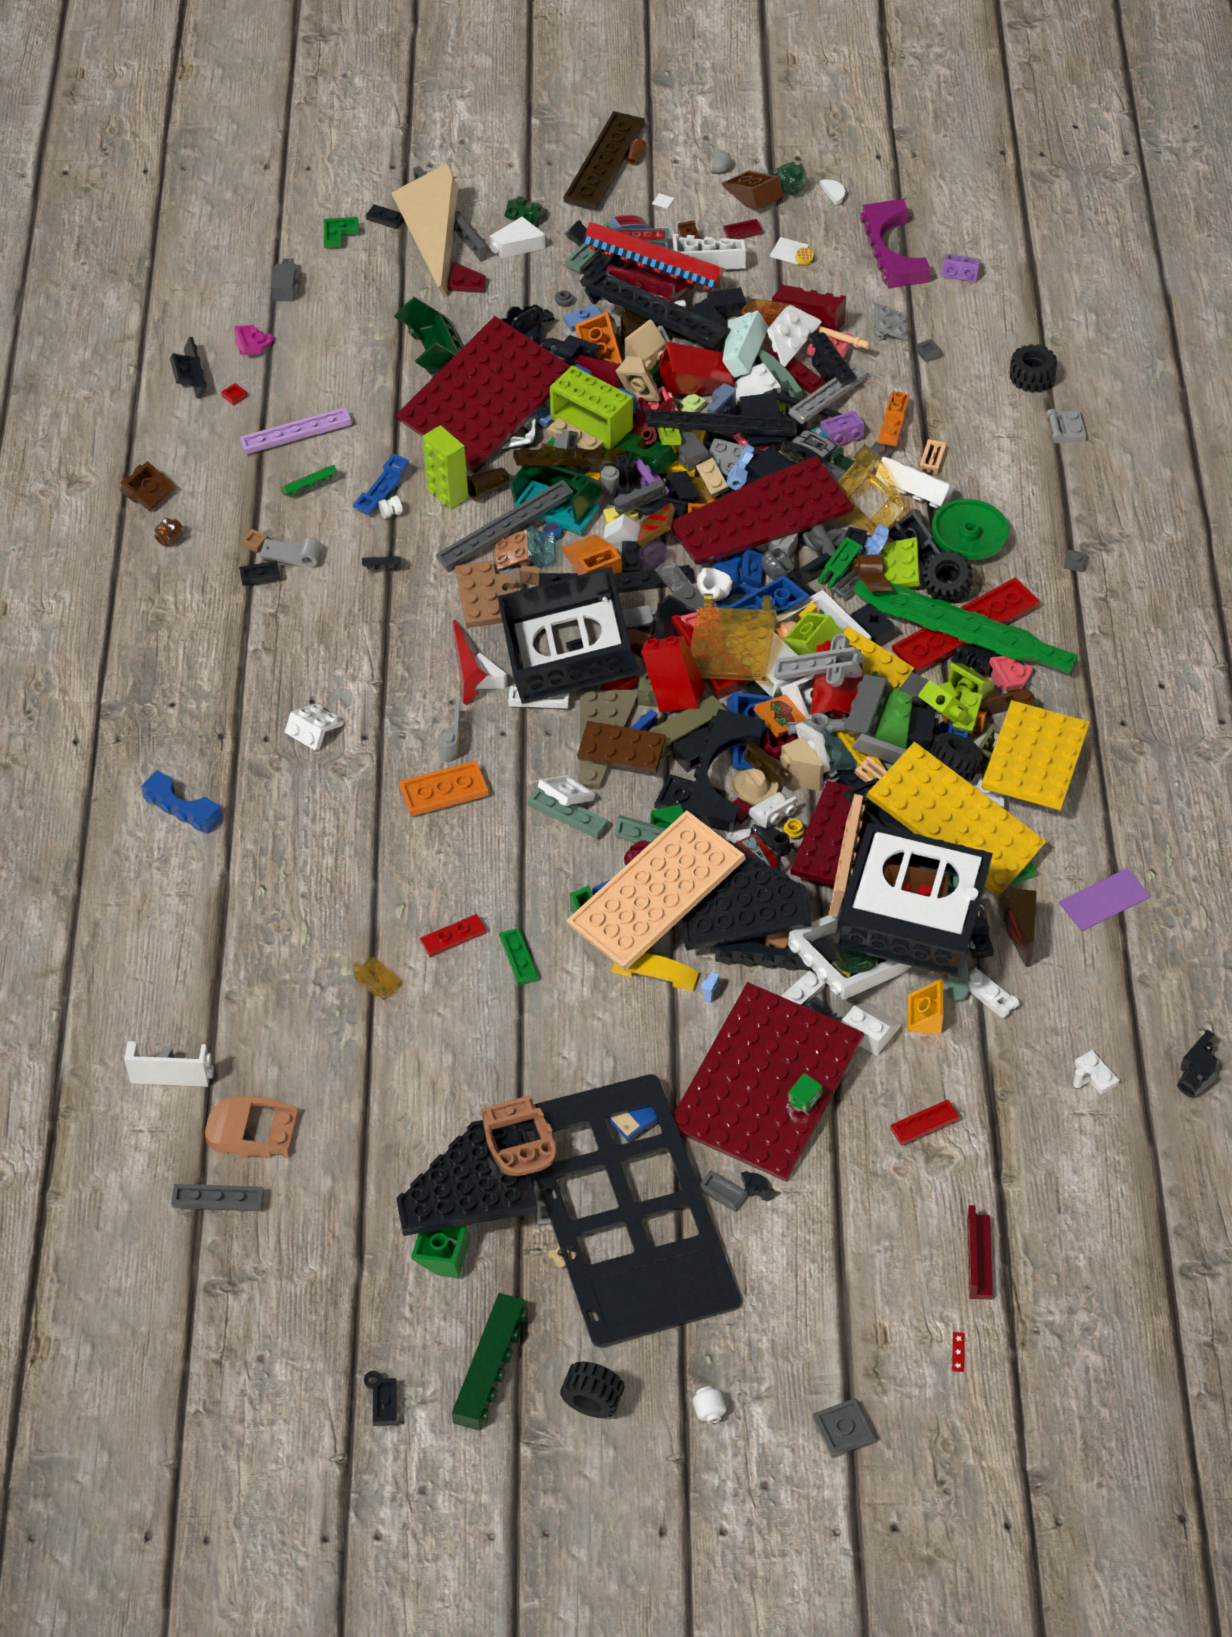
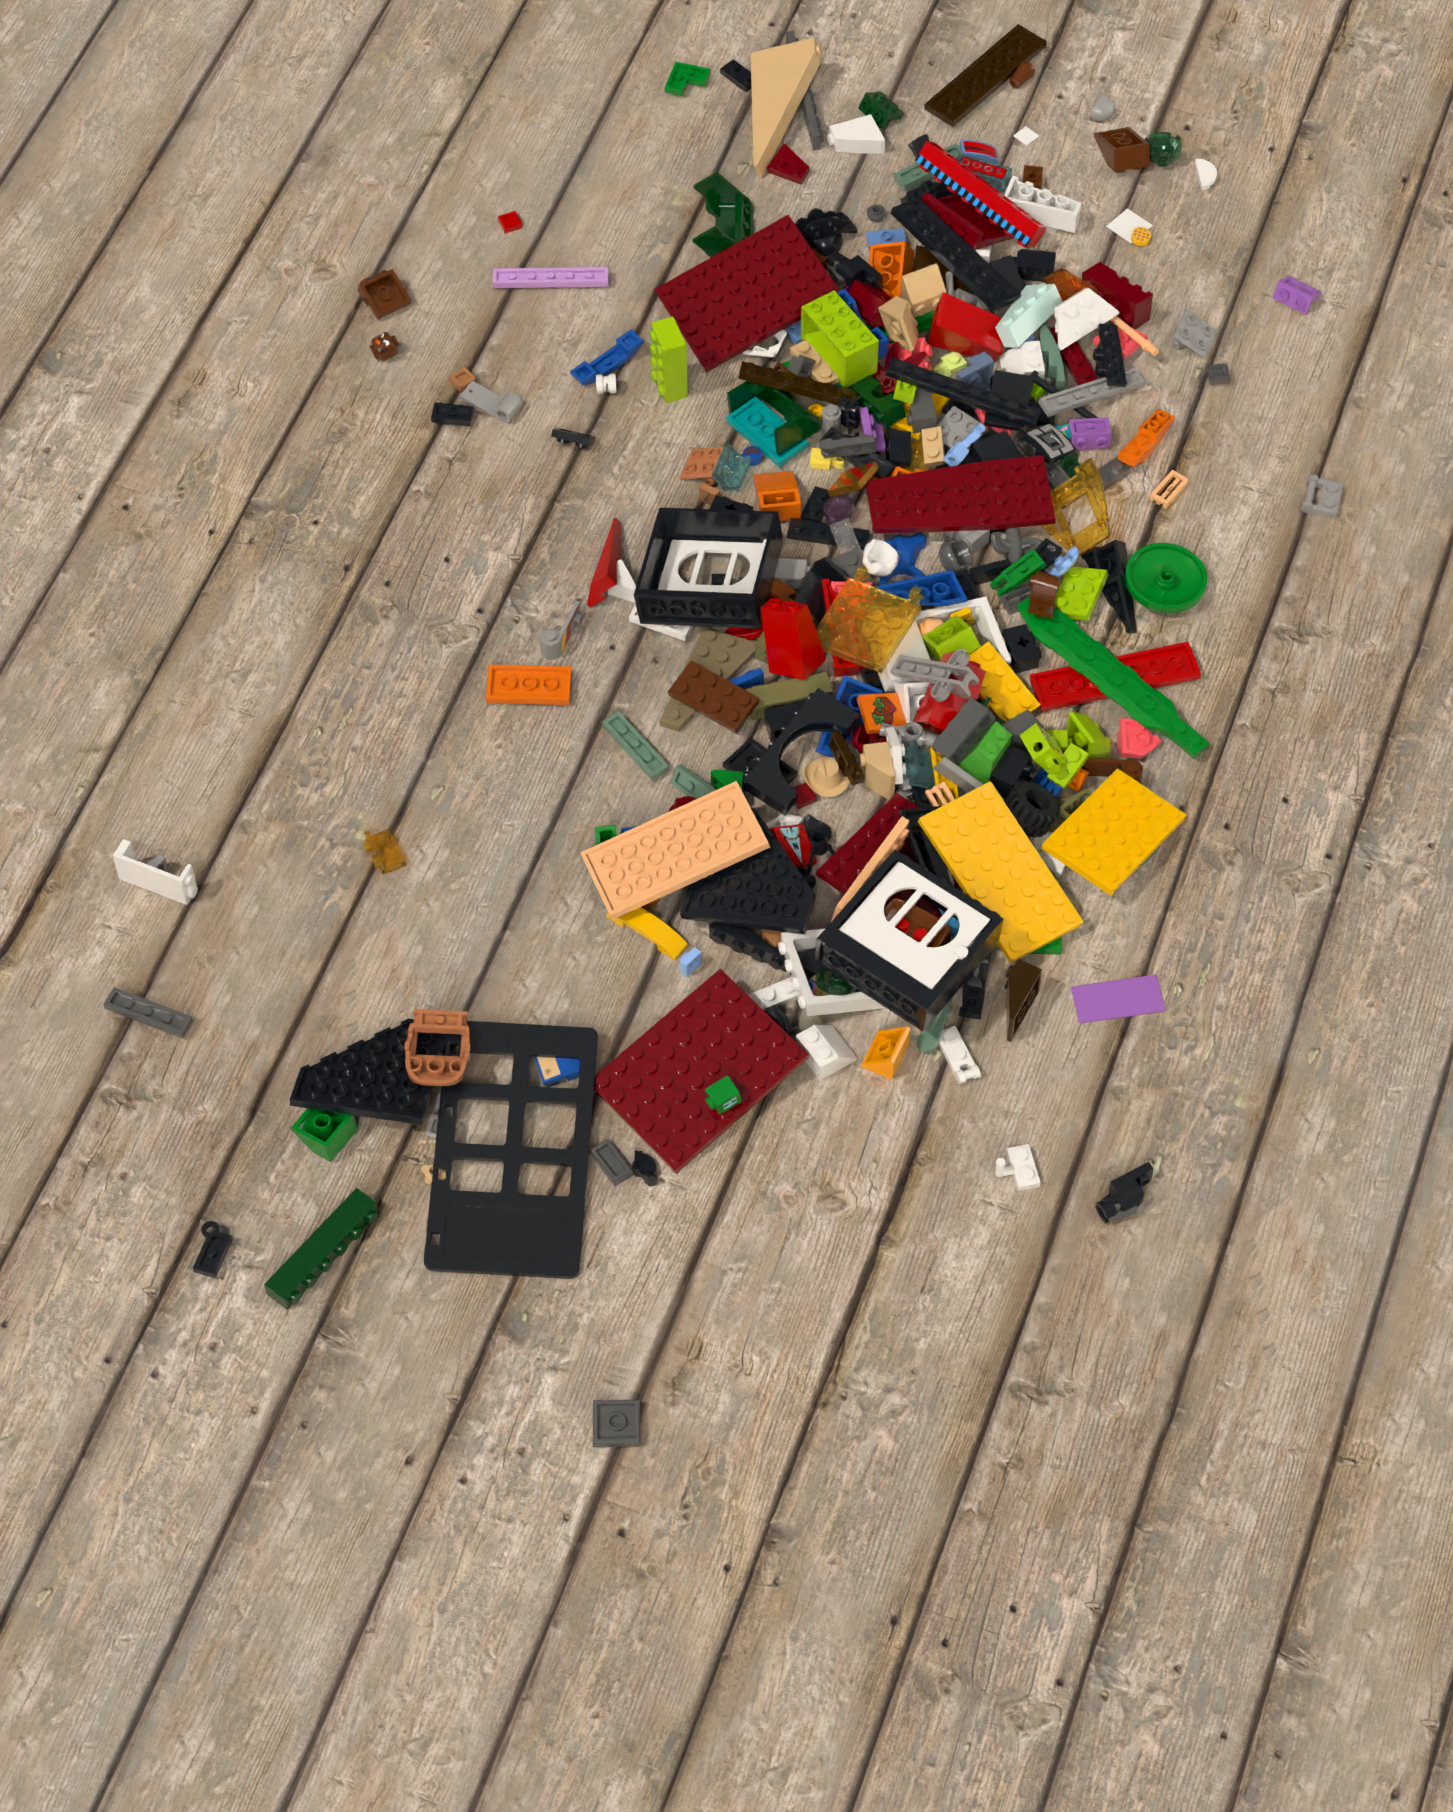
camera: 20 degrees right, 5 degrees up
(188, 368) = (474, 183): black bracket -> none
(200, 813) = (292, 638): blue arch -> none
(229, 1122) = (190, 943): nougat slope -> none
(251, 340) = (550, 170): dark pink plate -> none
(284, 281) = (608, 117): dark grey hinge -> none
(309, 480) = (540, 333): green plate -> none
(310, 725) = (432, 580): white bracket -> none
(453, 935) = (473, 832): red plate -> none
(479, 592) = (655, 488): medium nougat plate -> none
(486, 482) = (709, 385): dark brown plant -> none
(504, 525) = (706, 435): dark grey plate -> none
(518, 956) = (525, 873): green tile -> none
(566, 790) = (642, 723): white plate -> none
(592, 1389) = (398, 1307): black tyre -> none
(621, 530) = (819, 474): white slope -> none
(709, 1404) = (501, 1358): white head -> none
(743, 229) = (1091, 190): dark red tile -> none
(751, 568) = (928, 552): blue plate -> none
(773, 810) = (833, 805): white bracket -> none
(796, 825) = (845, 826): yellow plate -> none
(895, 268) = (1228, 277): magenta arch -> none
(917, 483) = (1135, 512): white brick -> none
(924, 1122) = (832, 1160): red plate -> none
(944, 562) = (1118, 605): black tyre -> none
(958, 1352) = (759, 1390): red sticker -> none
(975, 658) = (1106, 714): black hinge -> none
(979, 1255) = (821, 1305): dark red fence -> none
(1033, 368) = (1316, 413): black tyre -> none
(1075, 560) = (1260, 642): dark grey plate -> none

